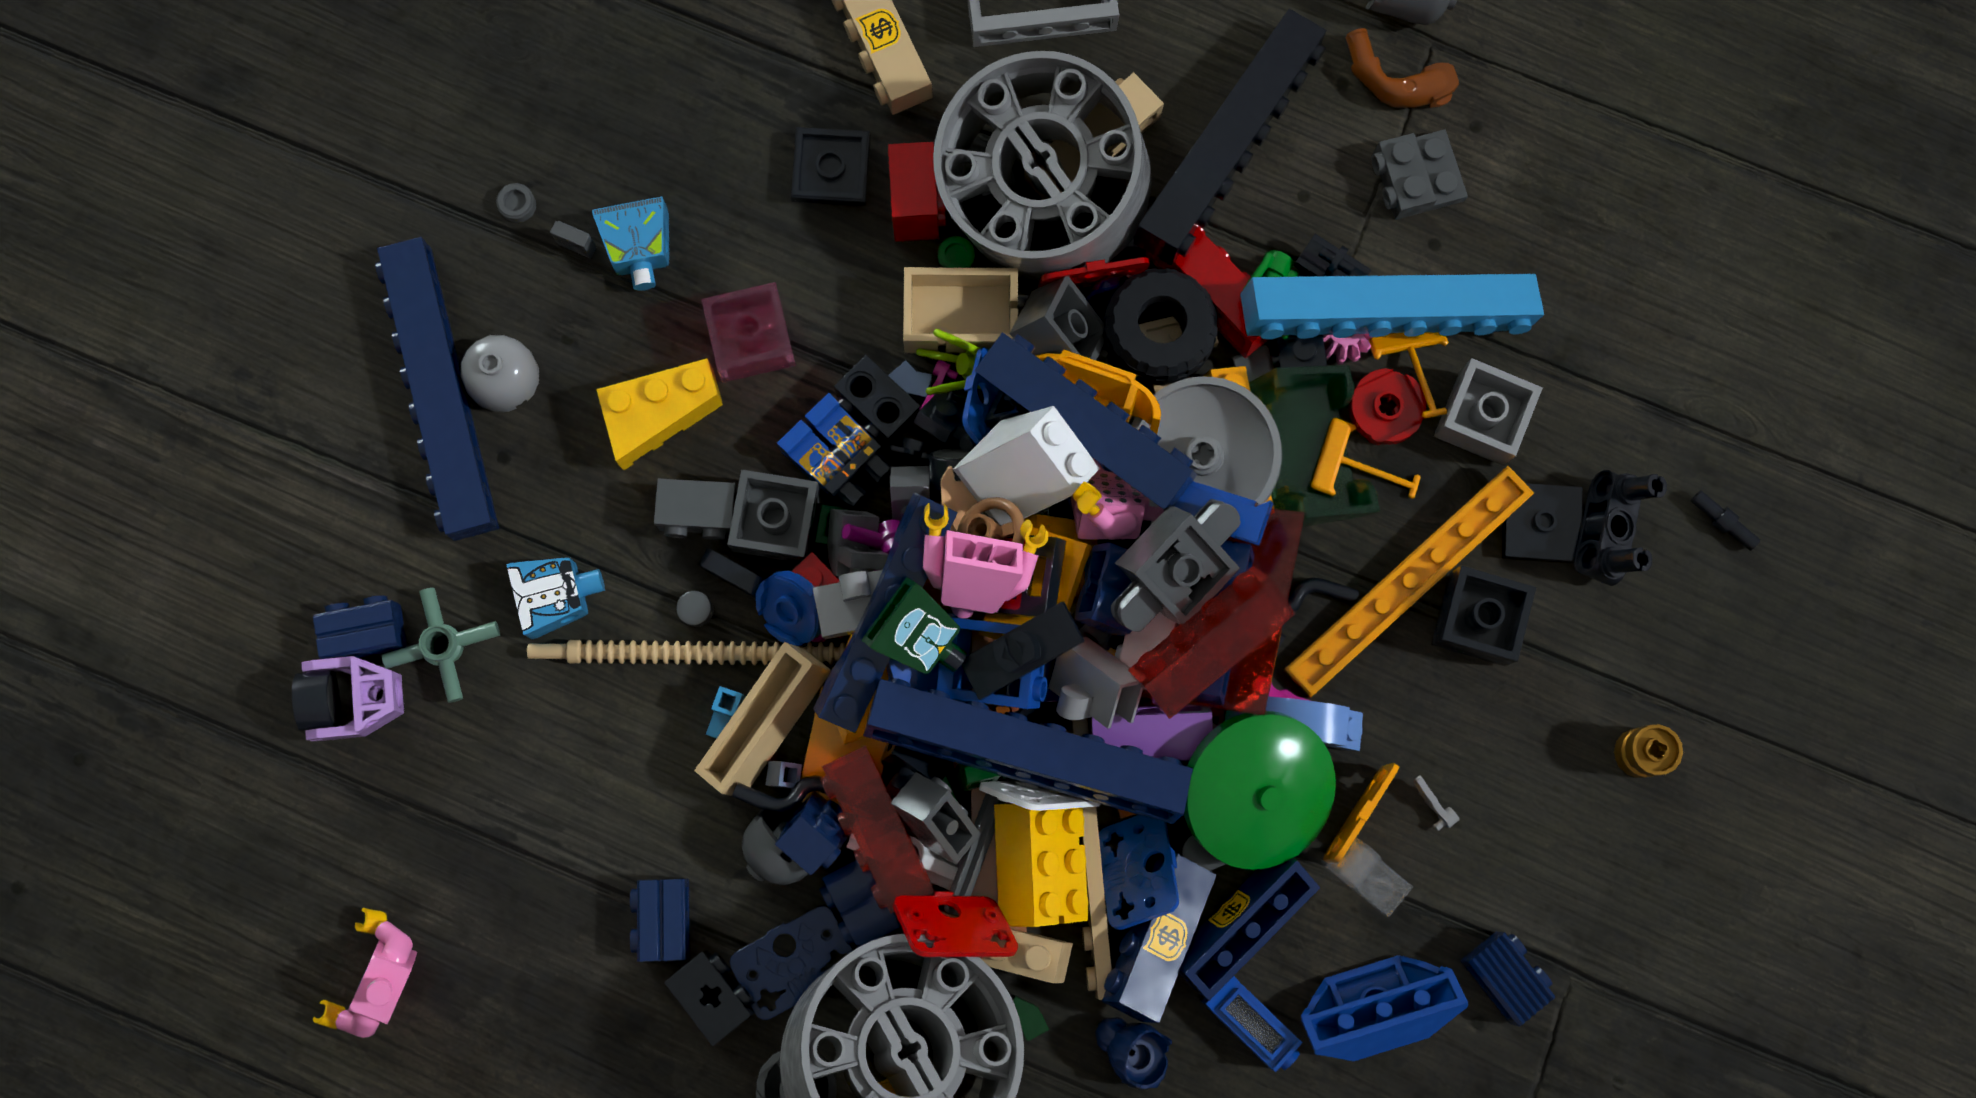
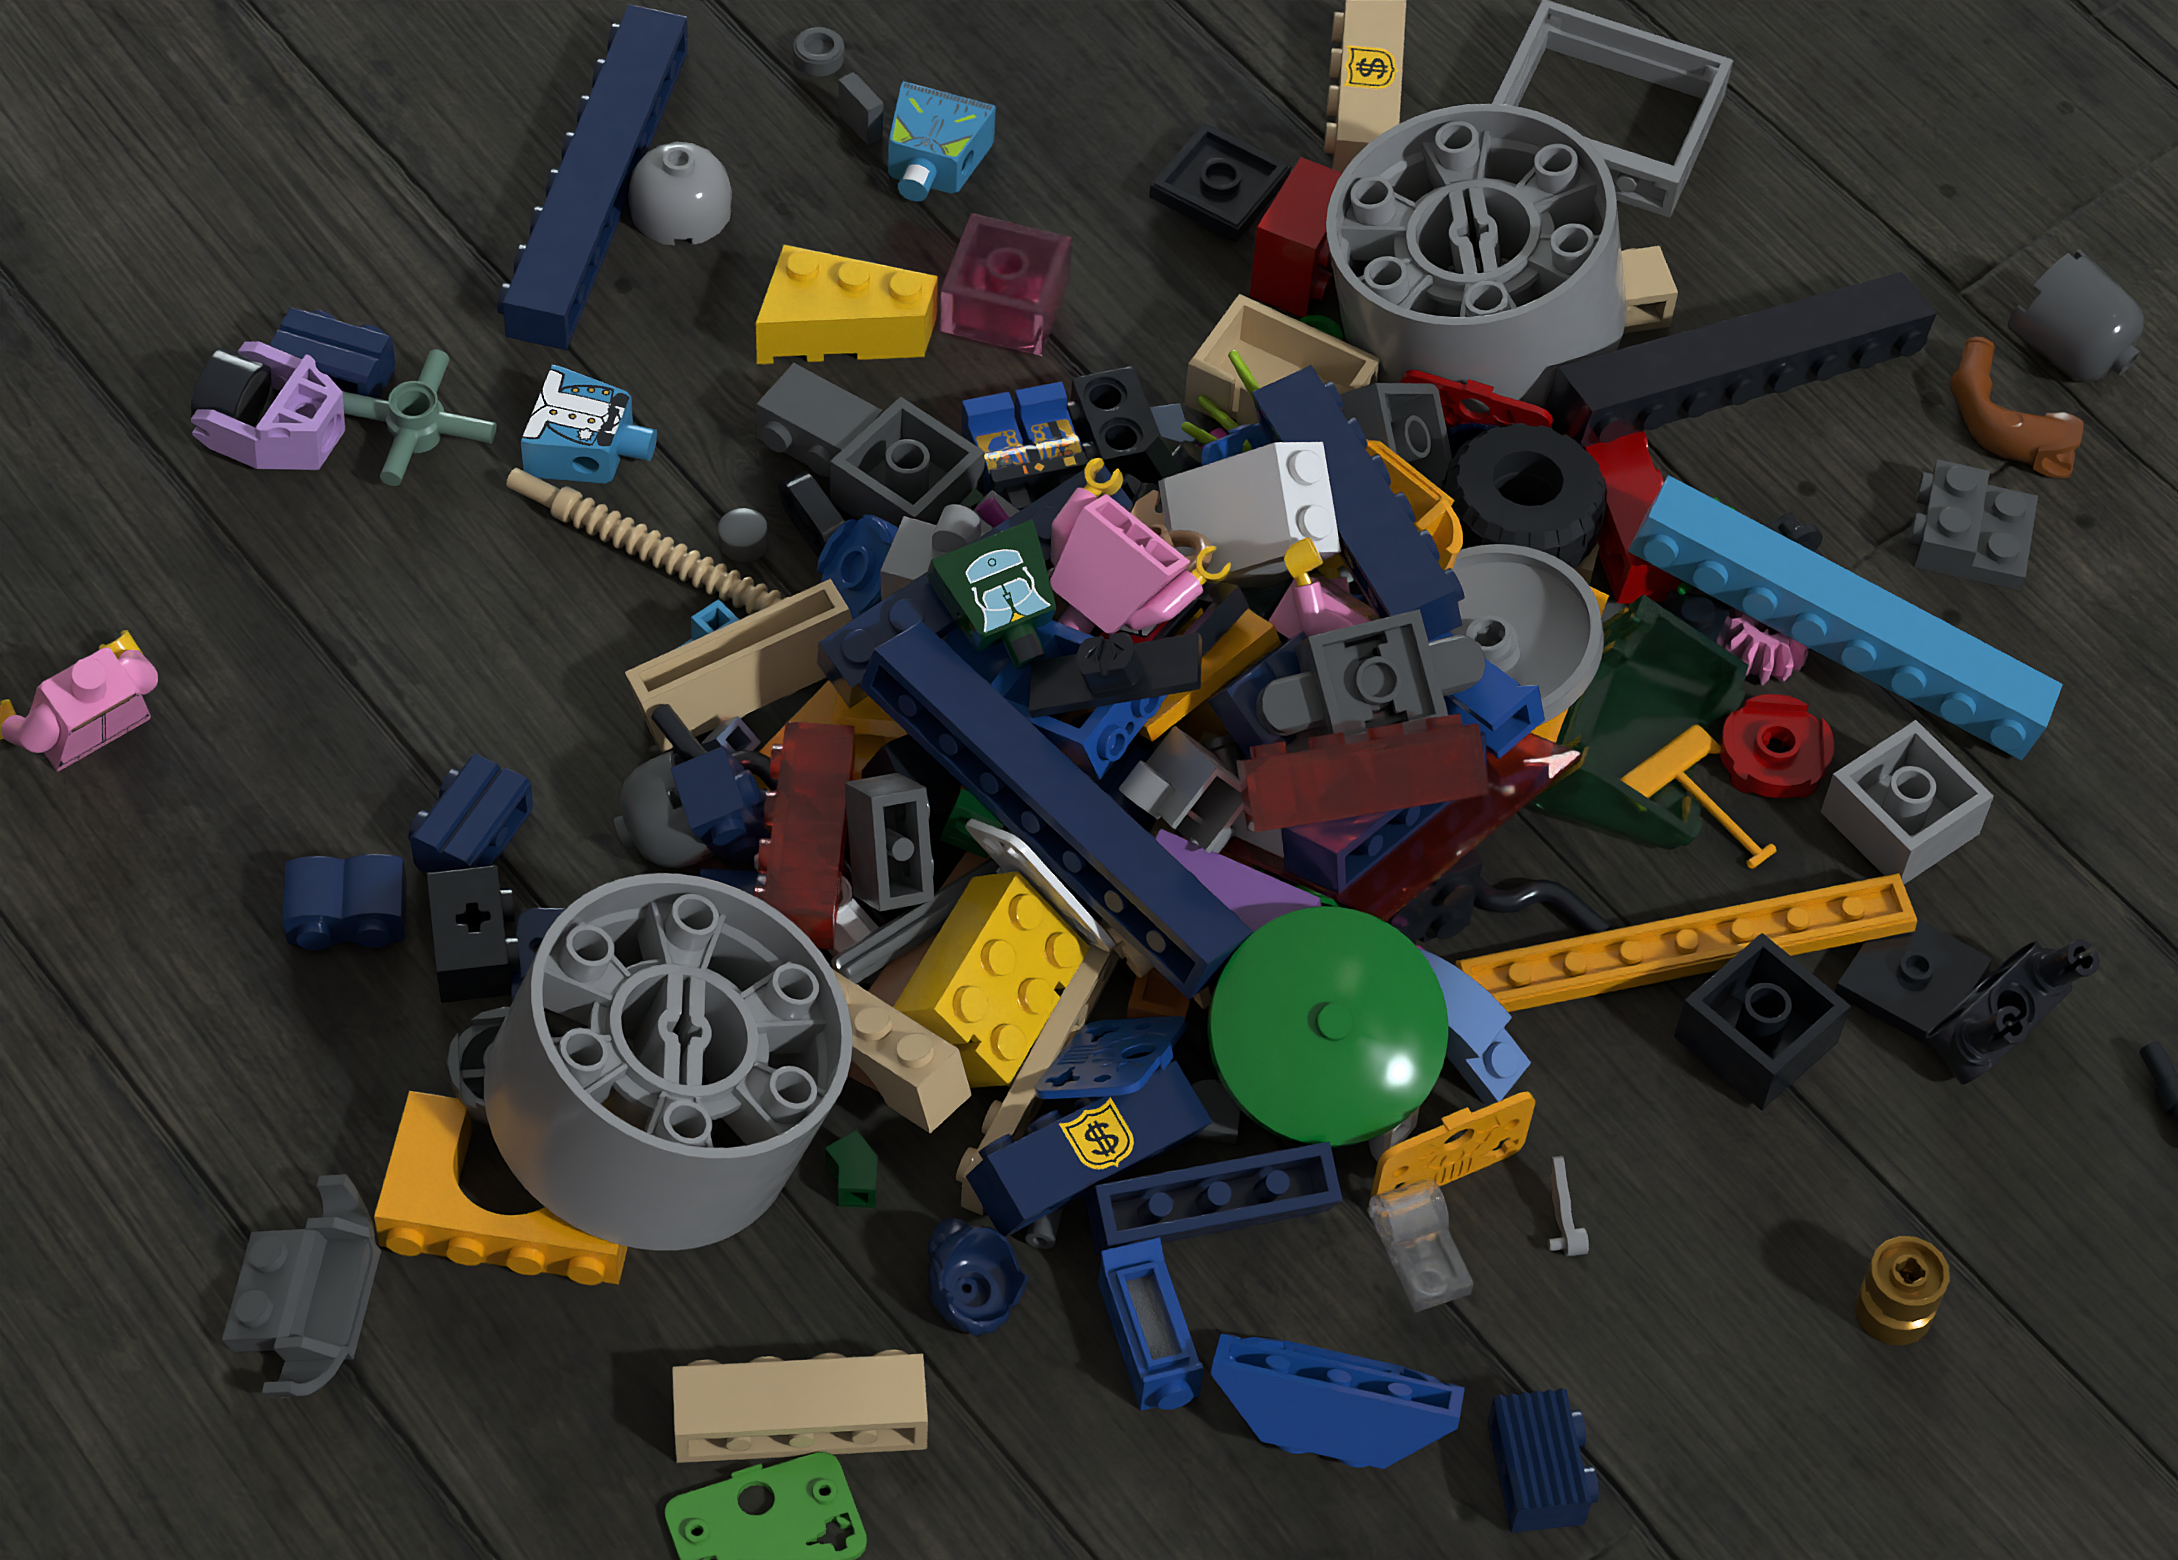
camera: 30 degrees right, 25 degrees down
(621, 1019) = (344, 901): none -> dark blue brick
(959, 936) = (845, 960): red axle -> none
(1399, 342) = (1850, 696): light orange piece -> none

